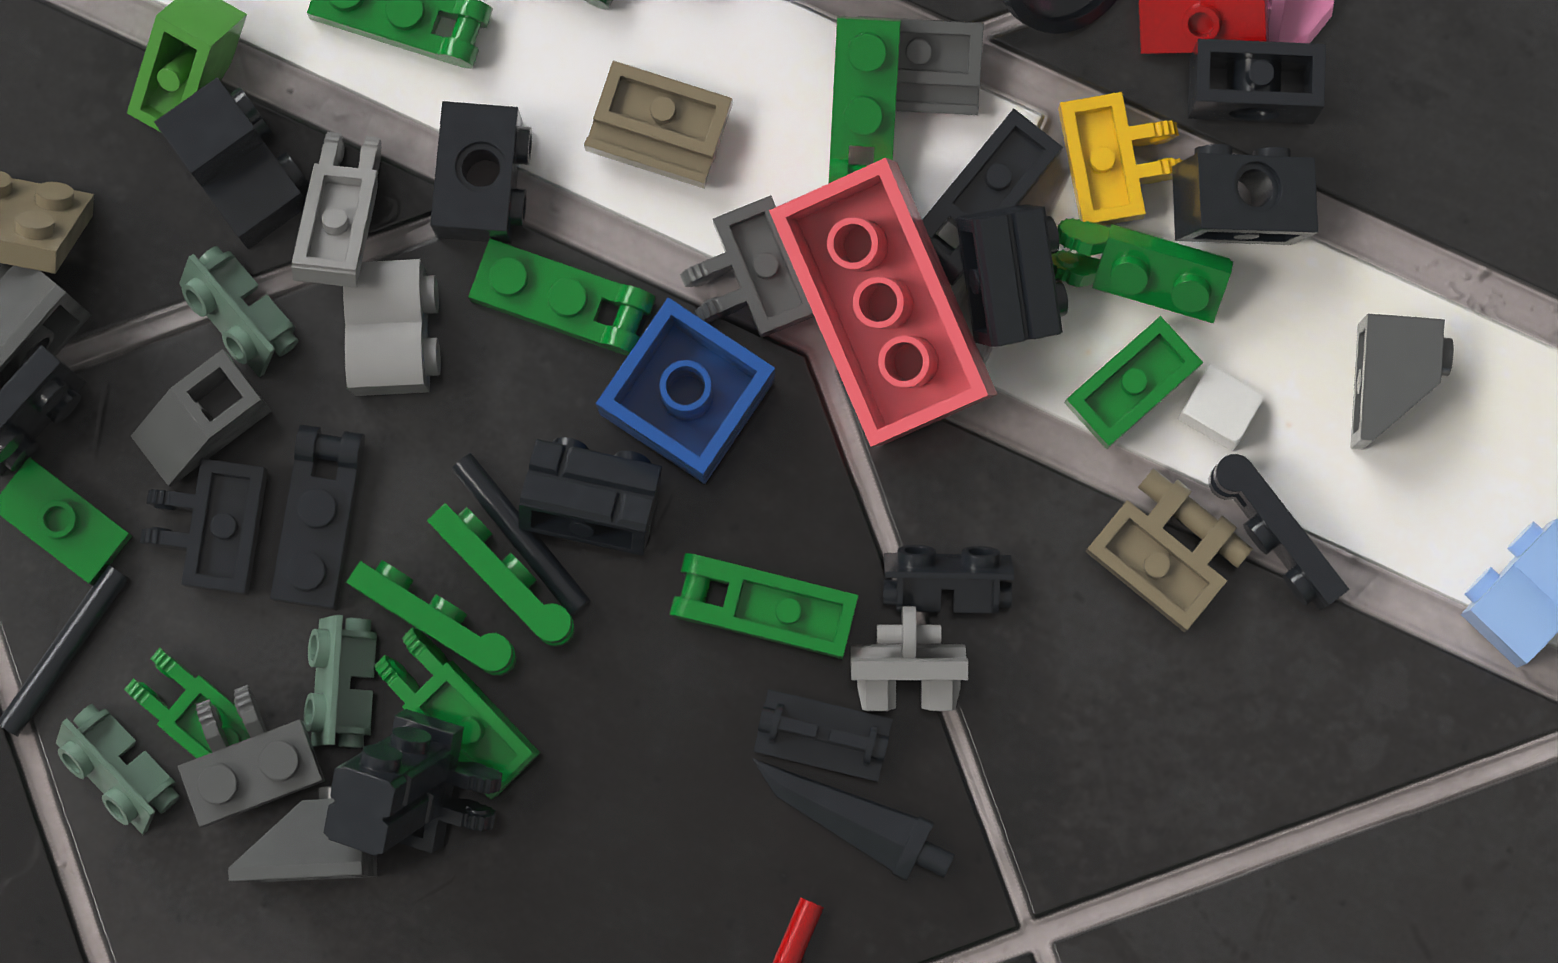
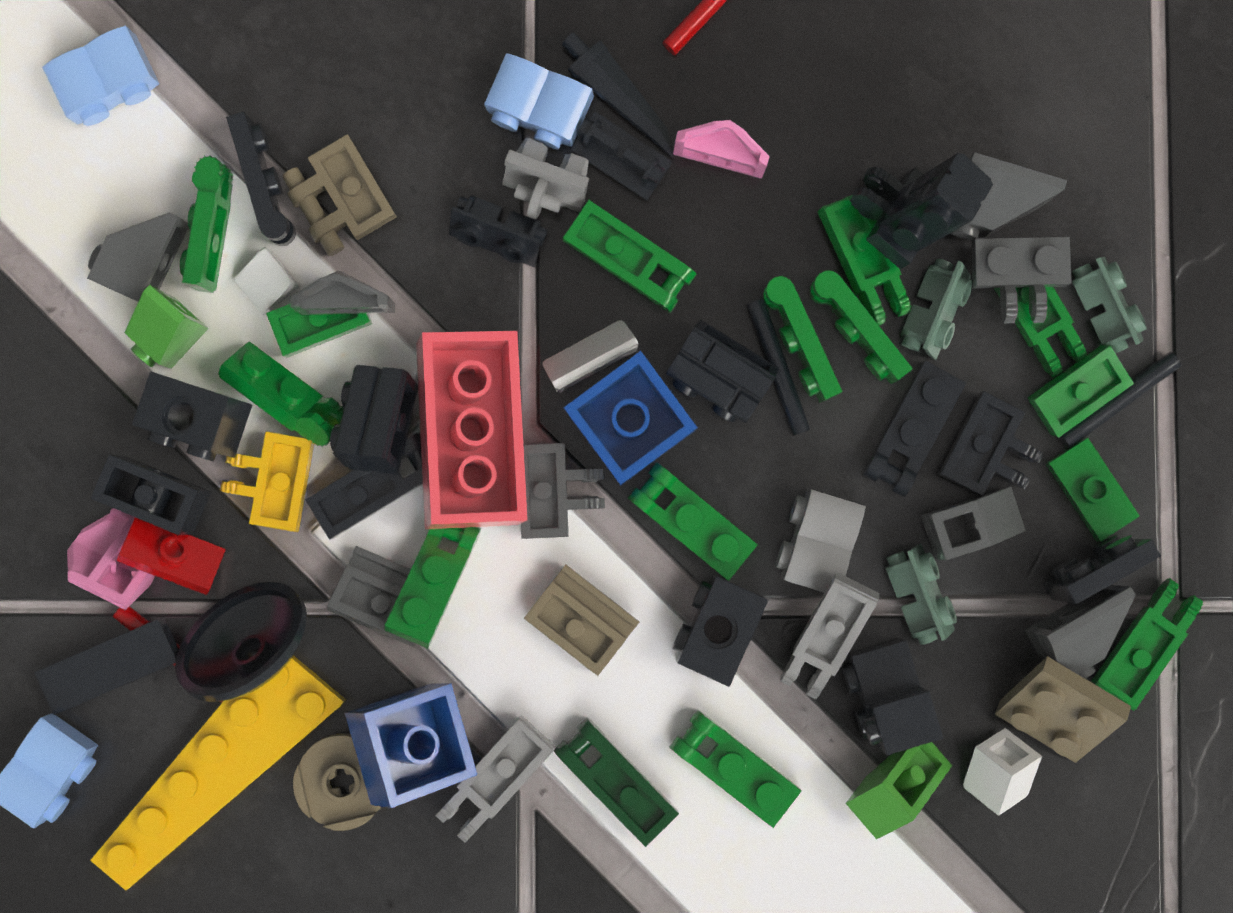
camera: 160 degrees left, 5 degrees up
(62, 124) = (1001, 771): none -> white panel
(118, 640) = (1080, 390): none -> green plate
(693, 790) = (723, 146): none -> bright pink slope
(769, 460) = (590, 355): none -> white slope
(956, 763) = (538, 101): none -> light blue brick
(1107, 413) = (340, 295): none -> dark grey slope
(1322, 451) = (207, 224): none -> green hinge
(1323, 294) = (162, 328): none -> bright green slope

